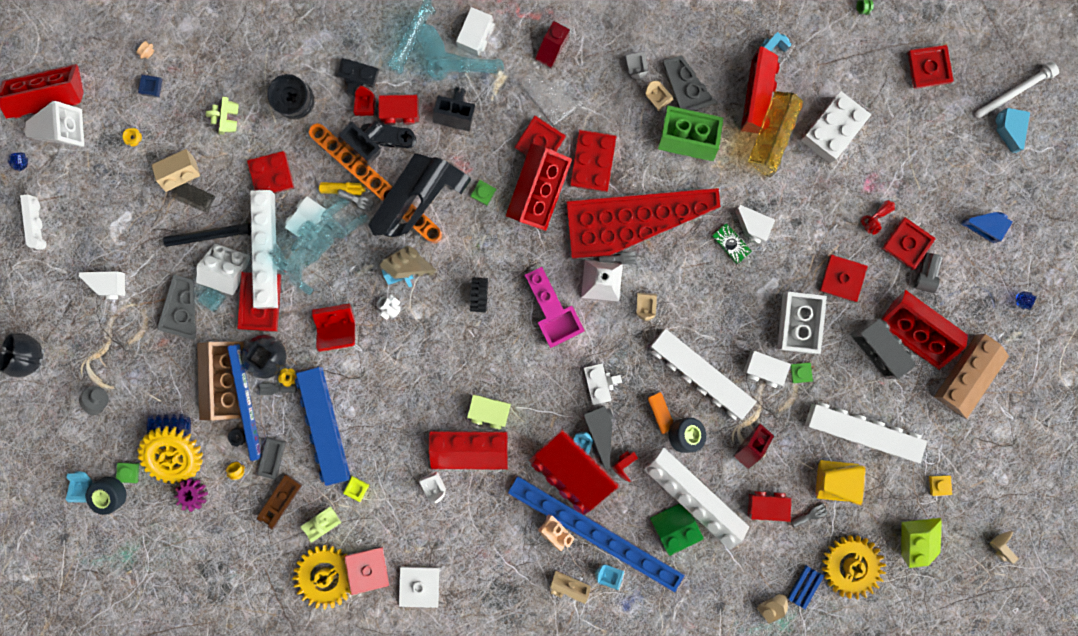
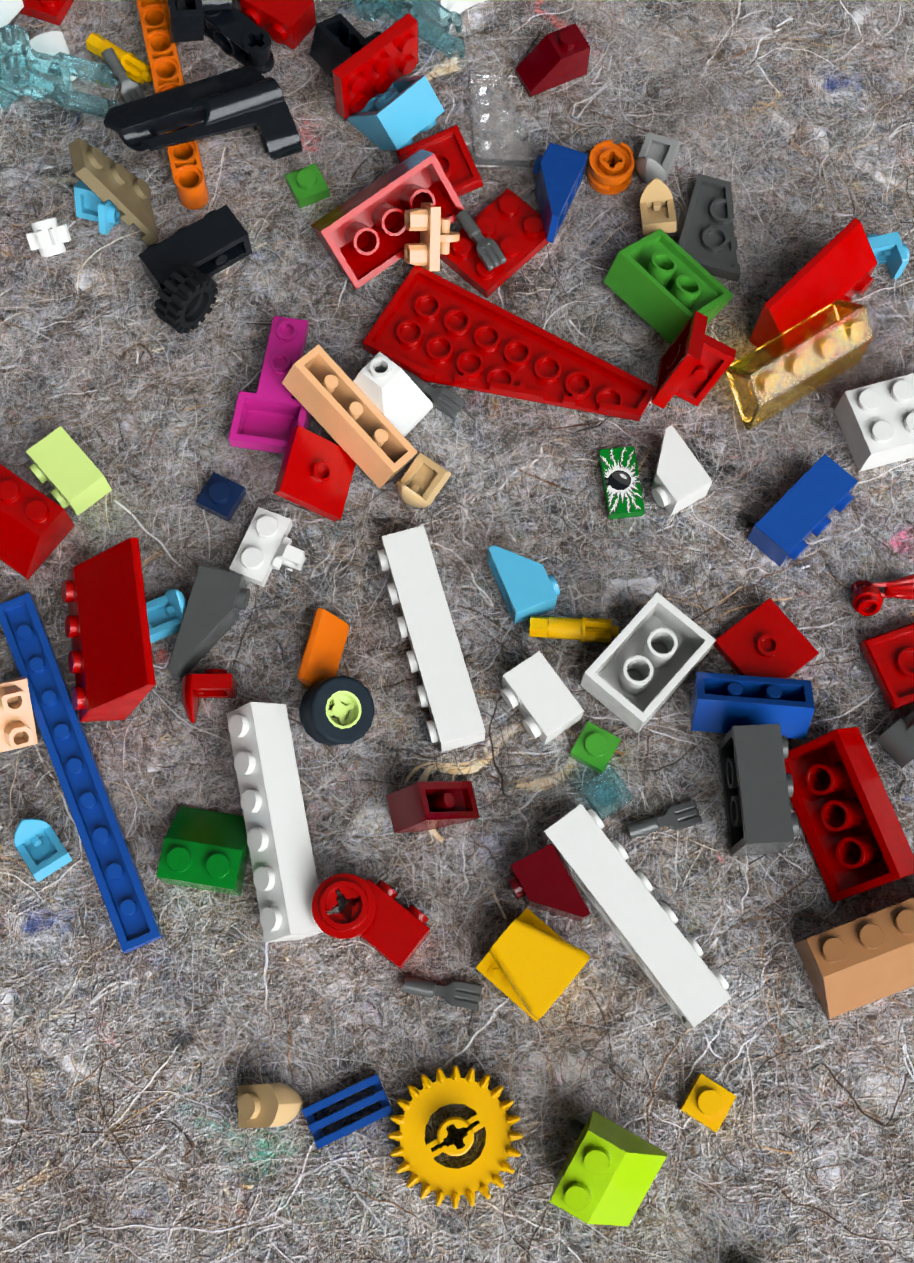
camera: 35 degrees right, 15 degrees down
(461, 266) = (207, 244): none -> black brick
(478, 113) = (376, 66): none -> red plate
(498, 126) = (399, 113): none -> medium azure slope
(562, 373) = (221, 497): none -> dark blue plate
(567, 183) = (434, 236): none -> light nougat hips
(595, 172) = (486, 248): none -> dark grey piece
(598, 302) = (348, 416): none -> light nougat brick
(599, 336) = (315, 474): none -> red plate
(603, 115) = (557, 183): none -> blue slope
(619, 84) = (610, 167): none -> orange wheel
(725, 324) = (522, 584): none -> medium azure slope
(728, 170) = (691, 364): none -> red bracket
(757, 327) = (573, 628): none -> yellow piece
(762, 512) = (326, 899): none -> red gear
(820, 203) = (803, 511): none -> blue brick
(820, 390) = (606, 793): none -> clear light blue plate
(822, 446) = (547, 884): none -> dark red slope
(853, 379) = (675, 818): none -> dark grey piece
(856, 311) = (738, 700): none -> blue brick

